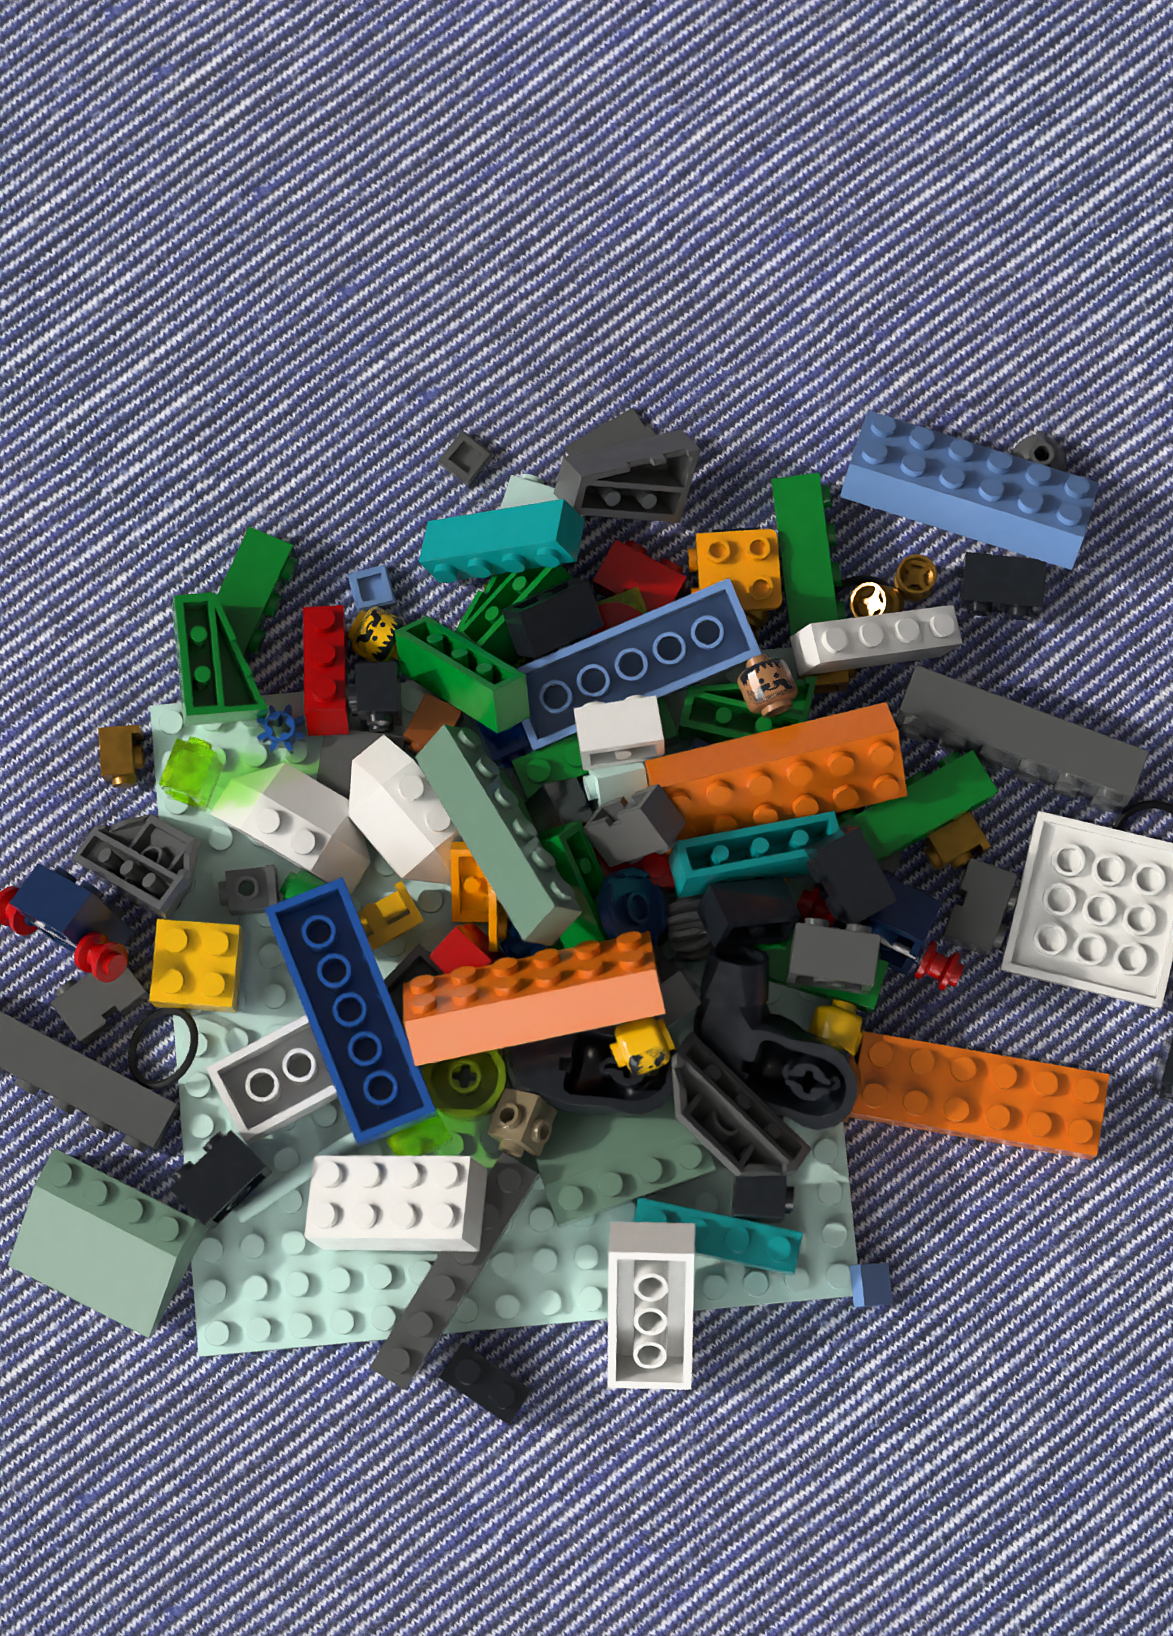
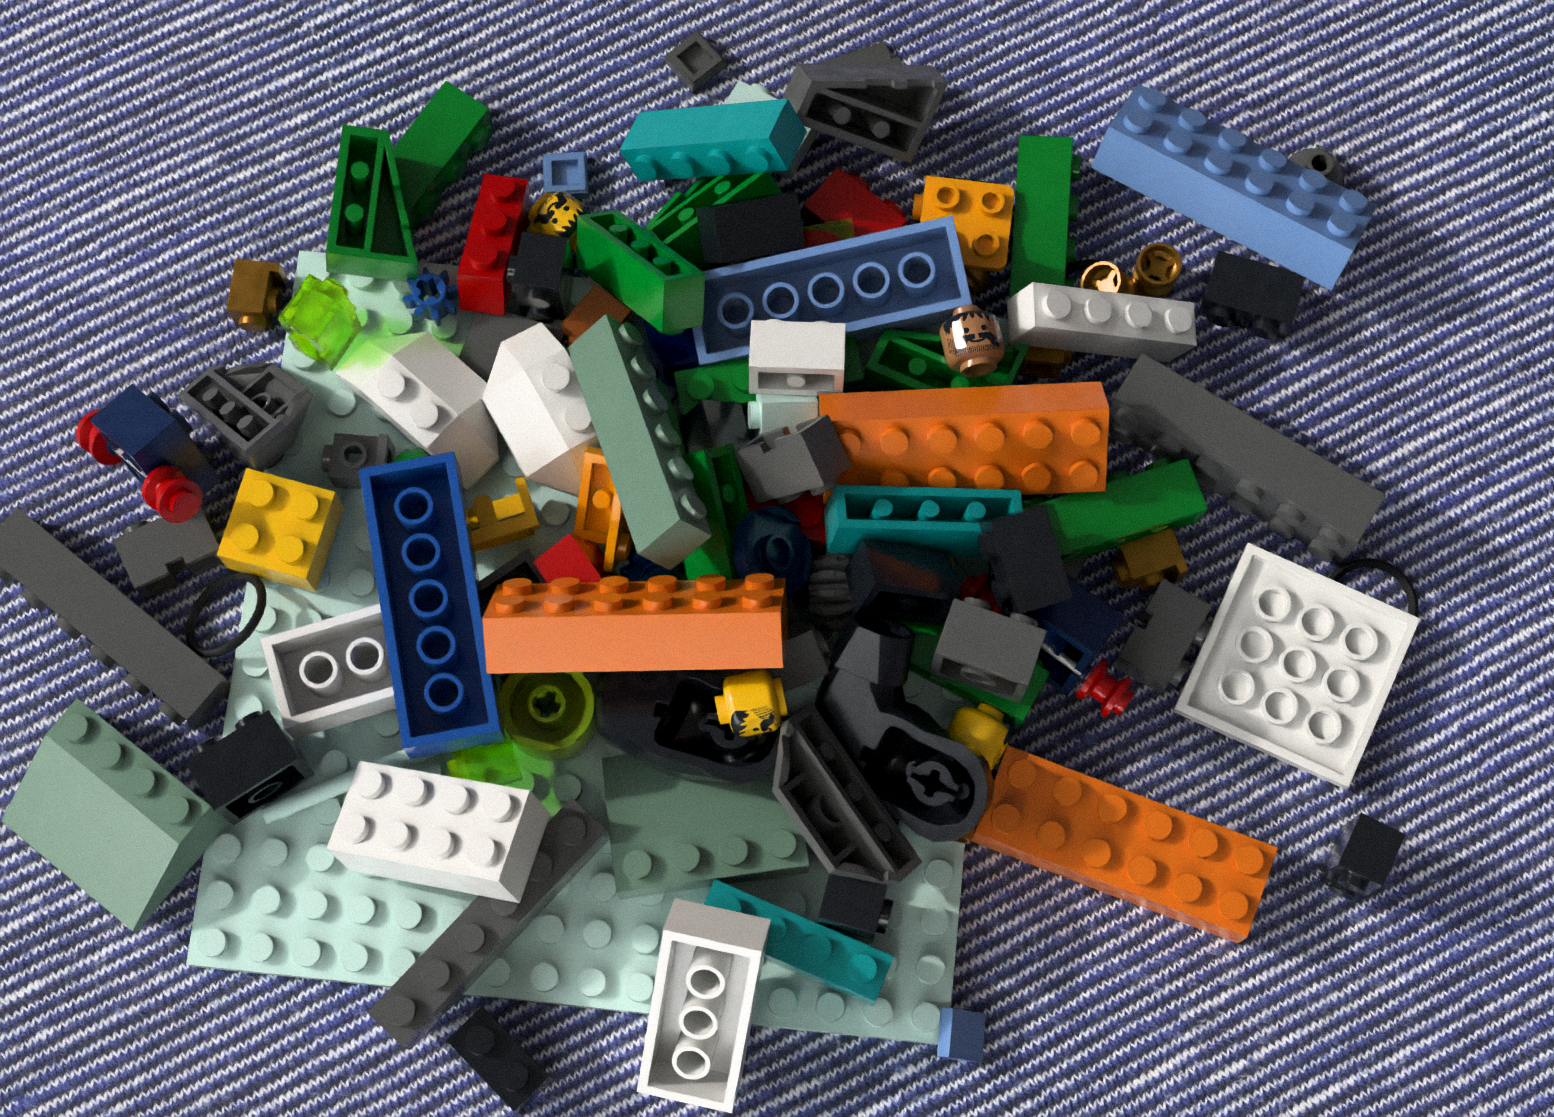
camera: 10 degrees right, 5 degrees down
(521, 1123) = (599, 769): dark tan brick -> none

